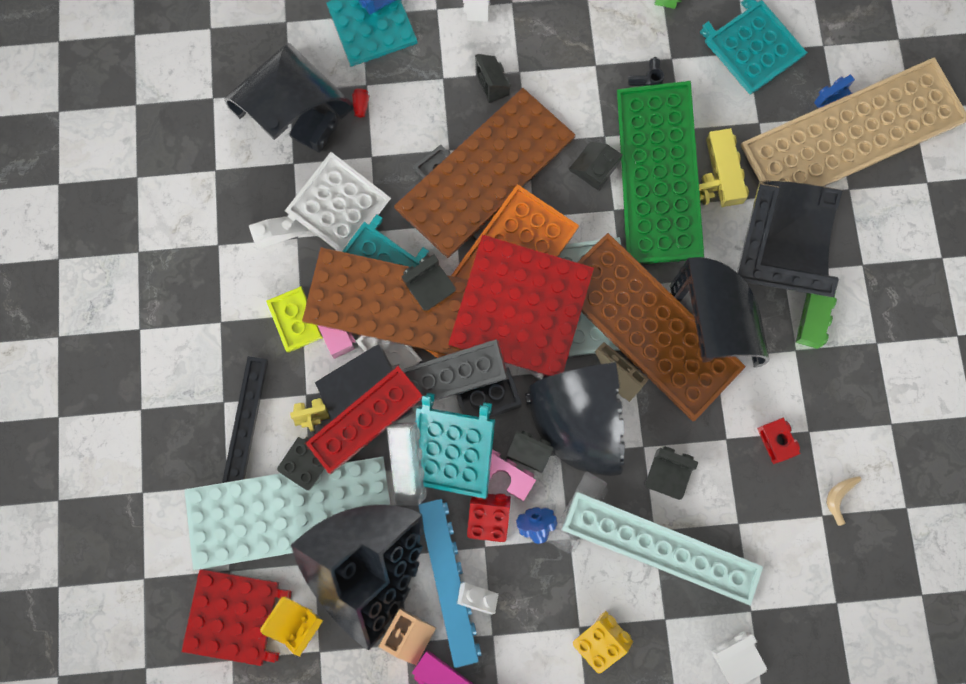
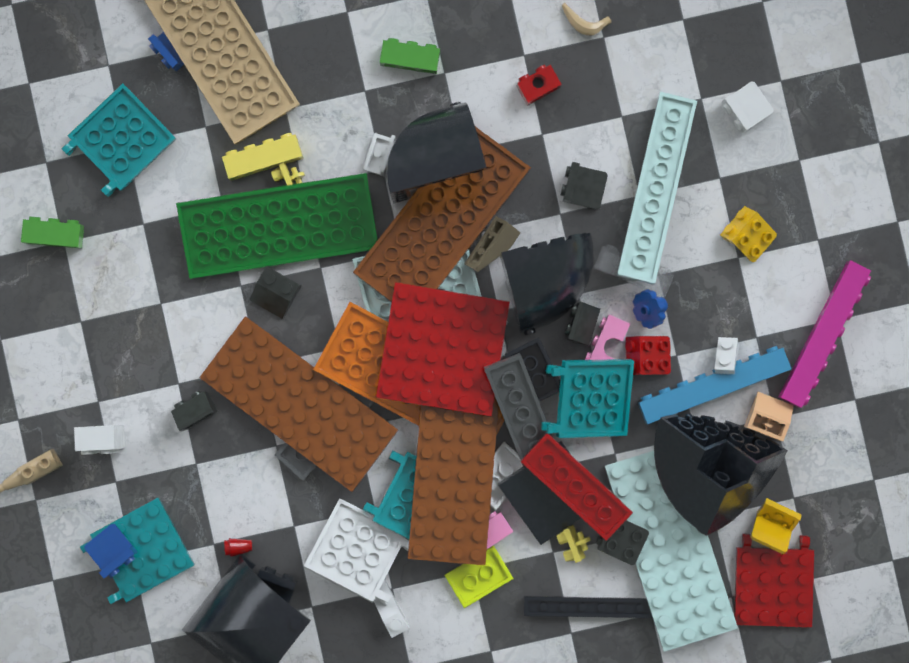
camera: 95 degrees left, 10 degrees up
(406, 464) = (611, 440): clear brick -> none
(428, 282) = (433, 443): pearl dark grey bracket -> none
(653, 76) = (166, 241): black axle -> none
(791, 237) = (336, 88): black panel -> none

